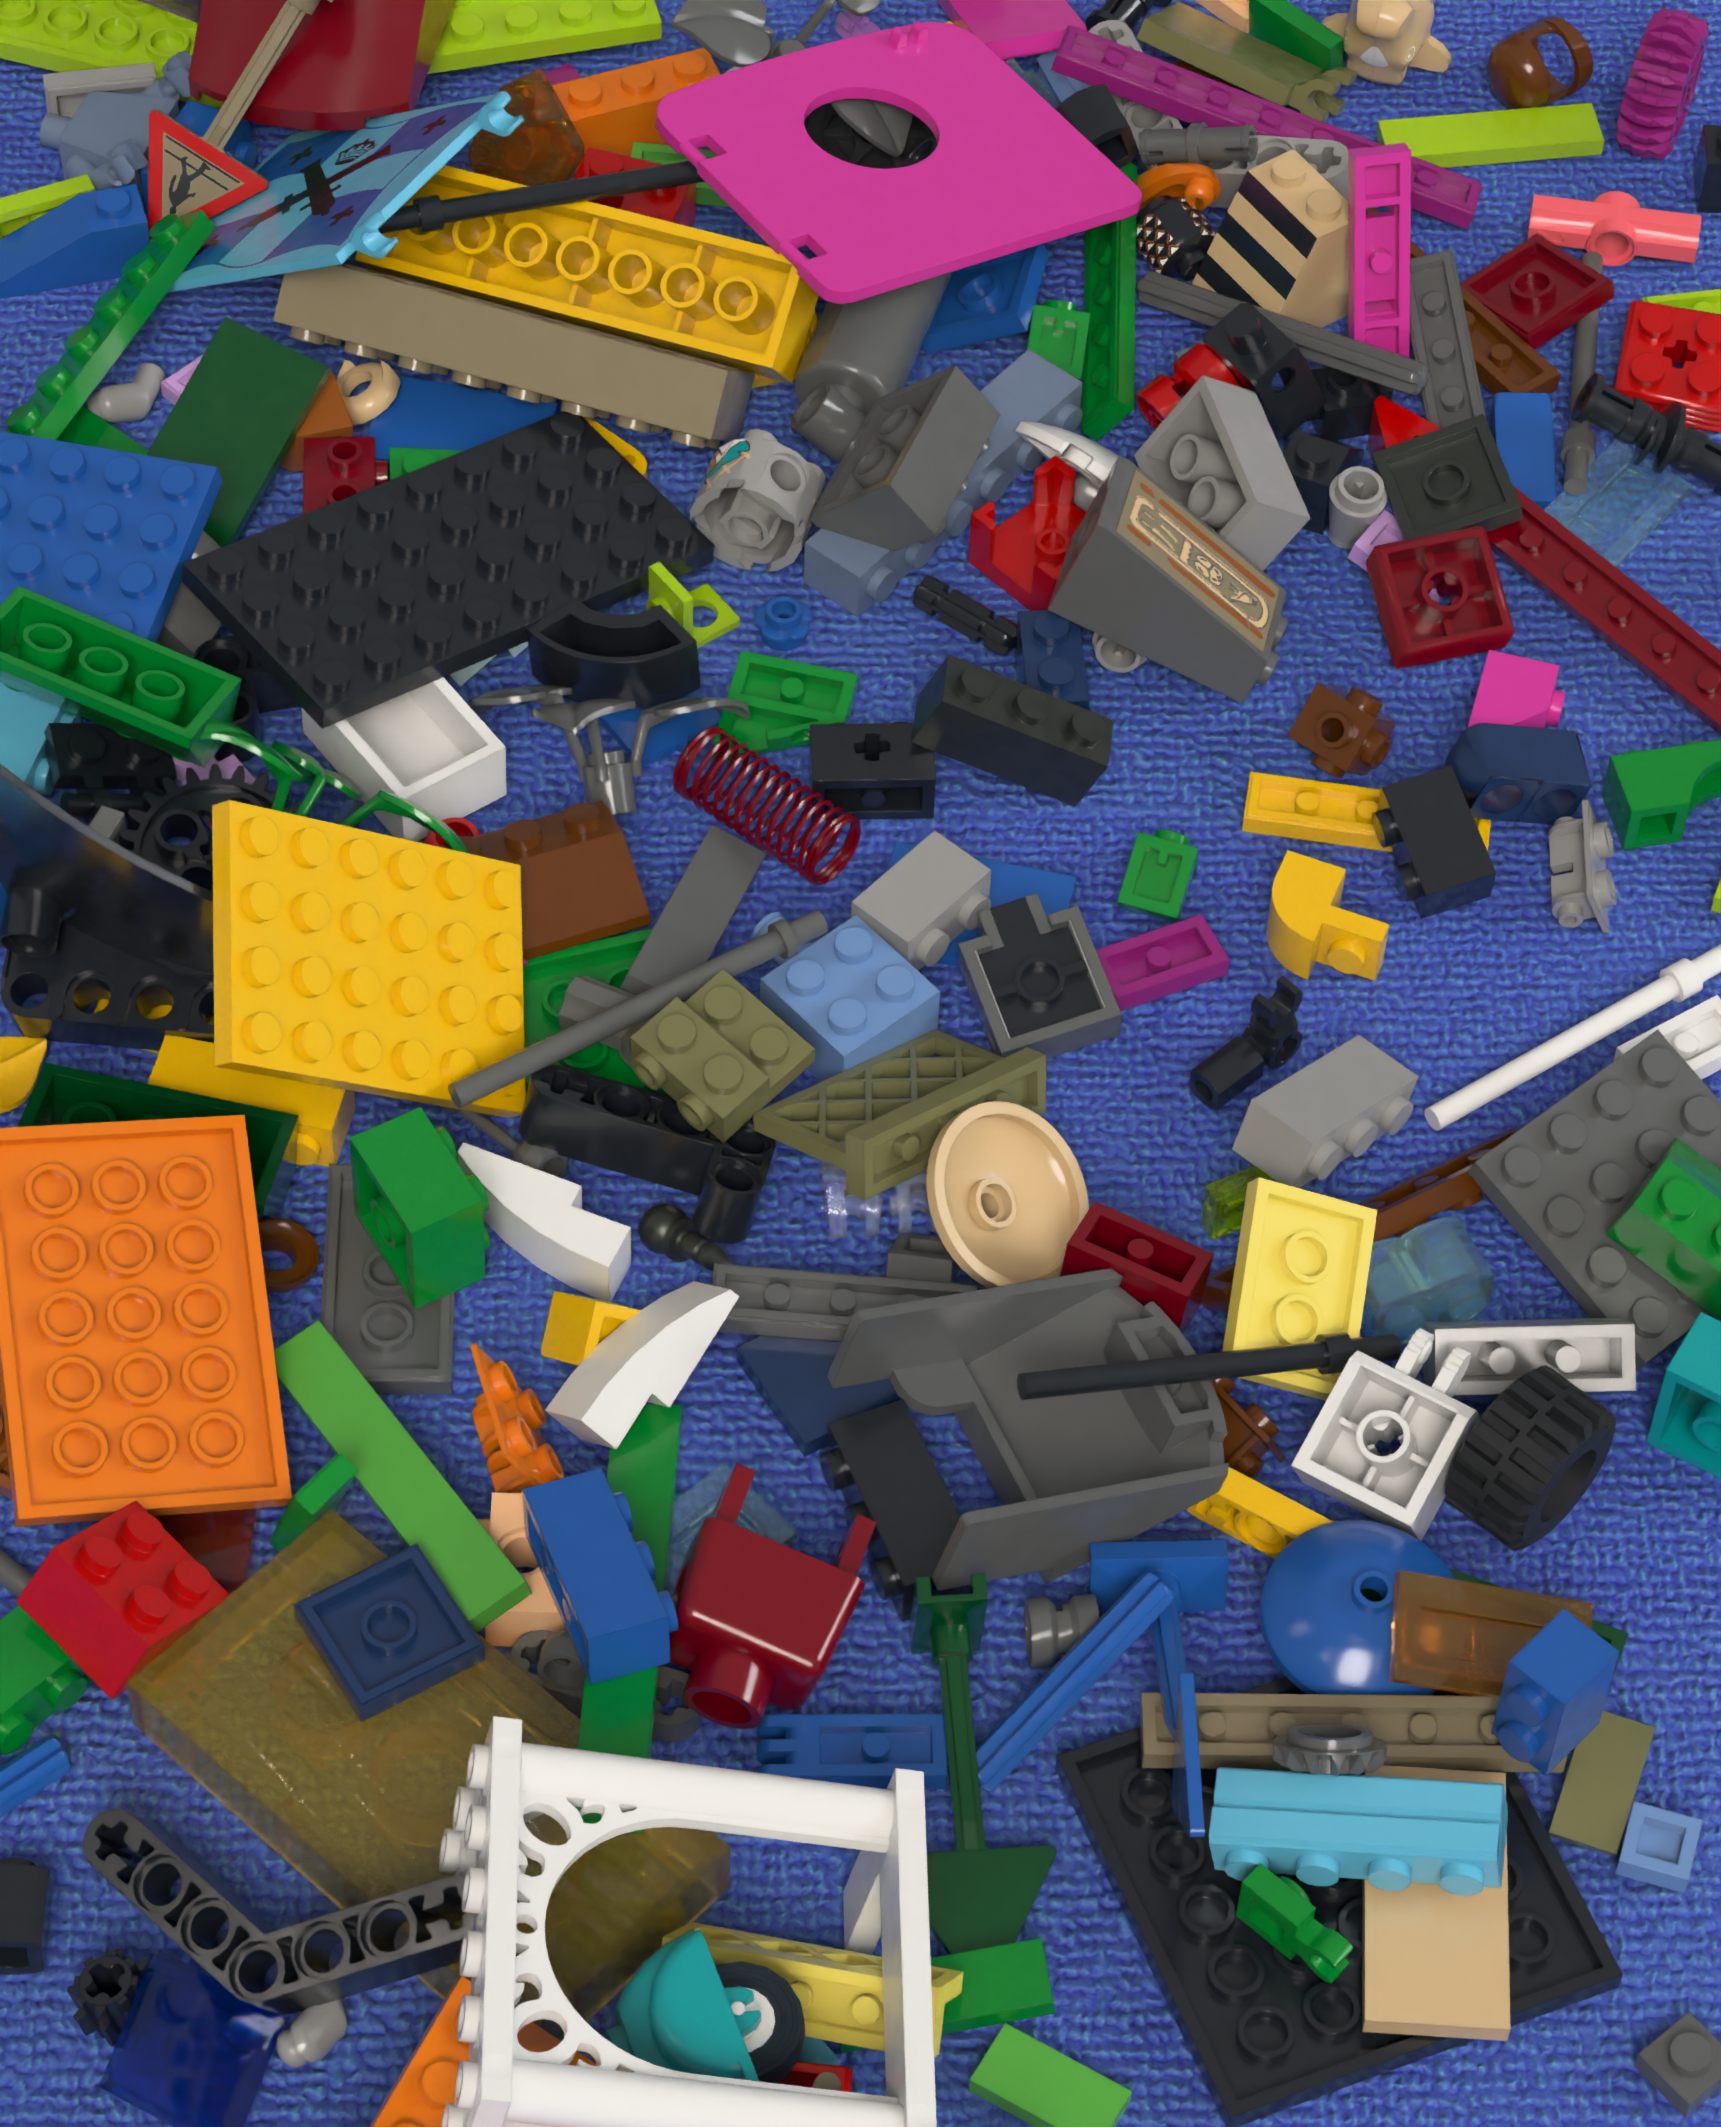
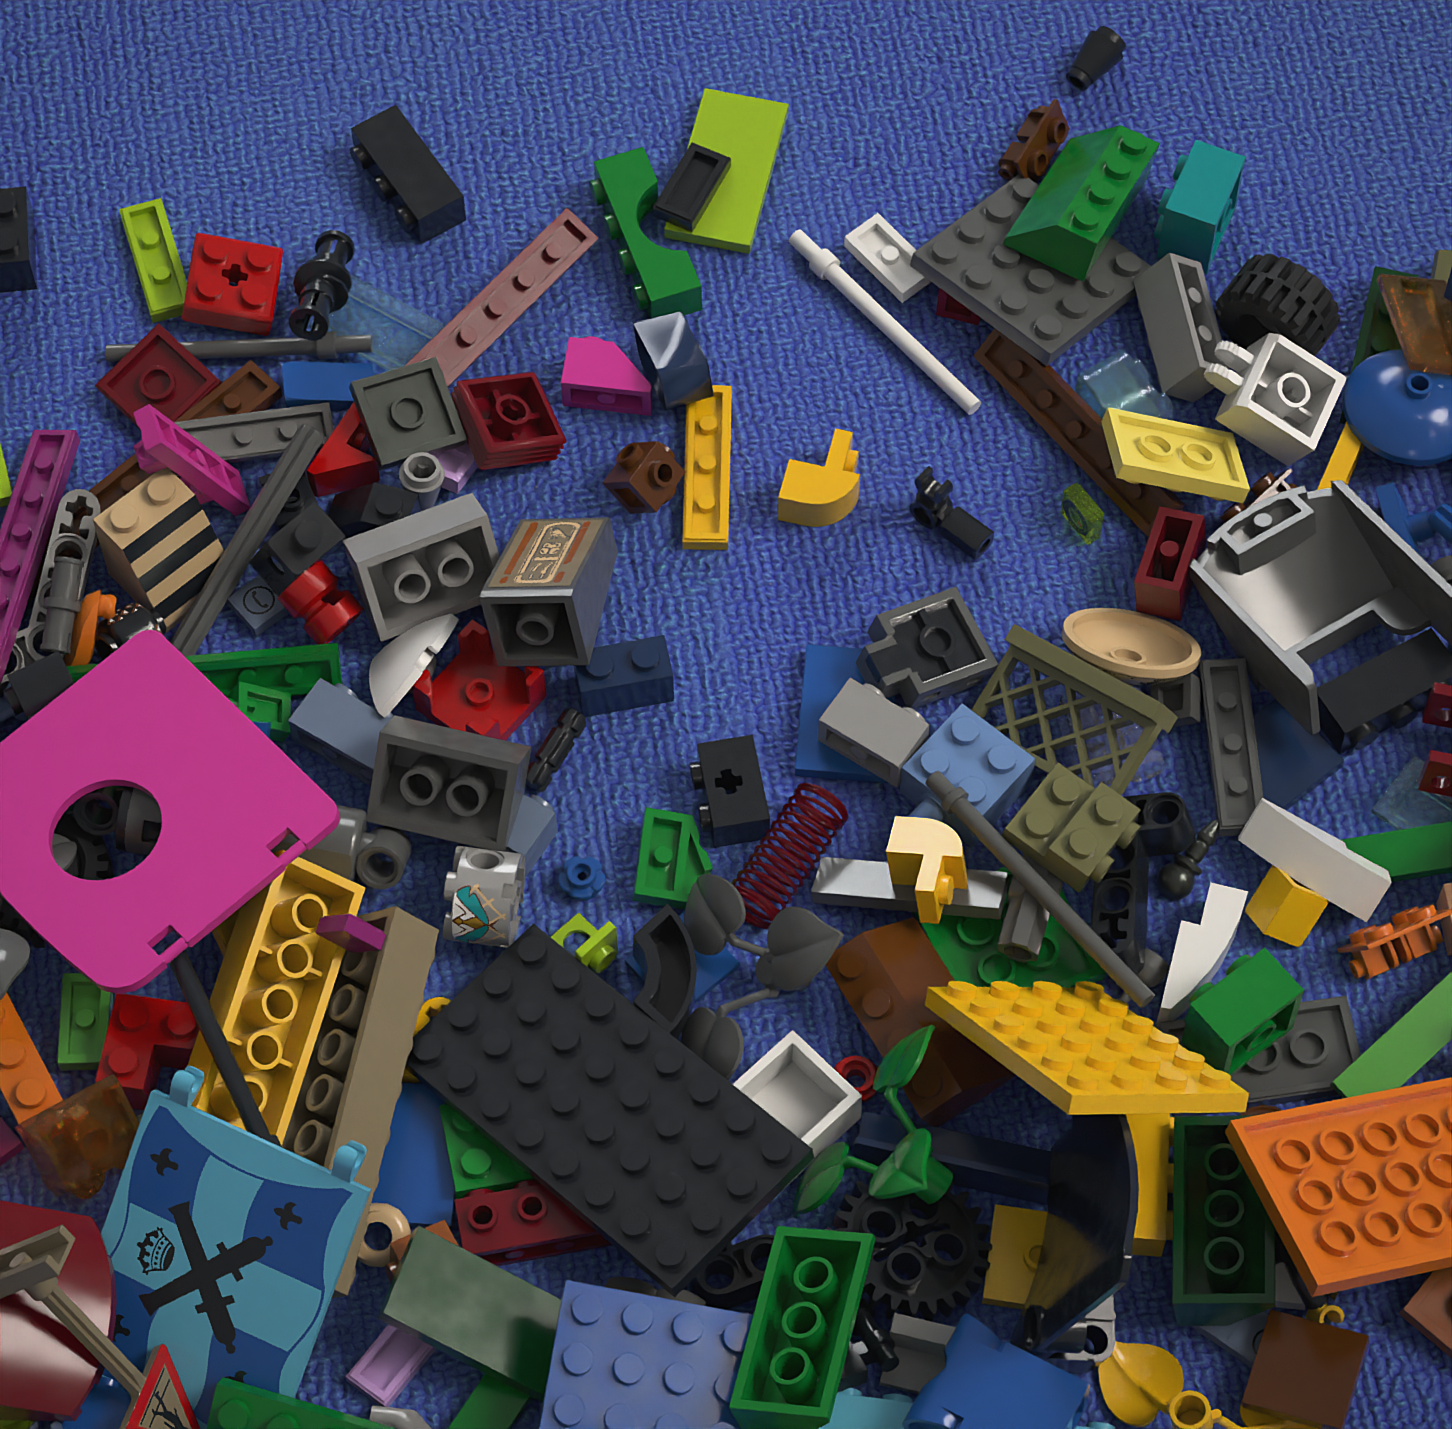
camera: 95 degrees left, 10 degrees up
(699, 916) = (929, 857): none -> yellow brick
(702, 330) = (350, 933): none -> magenta tile
(1012, 730) = (701, 685): pearl dark grey brick -> none
(1159, 875) = (796, 587): green bracket -> none
(1163, 962) = (873, 577): magenta plate -> none
(1326, 1113) = (1012, 455): light grey brick -> none
(1326, 1354) = (1222, 436): black bar -> none
(1434, 842) = (746, 409): black brick -> none
(1590, 888) = (755, 323): light grey hinge -> none
(1615, 228) = (79, 335): coral piece -> none

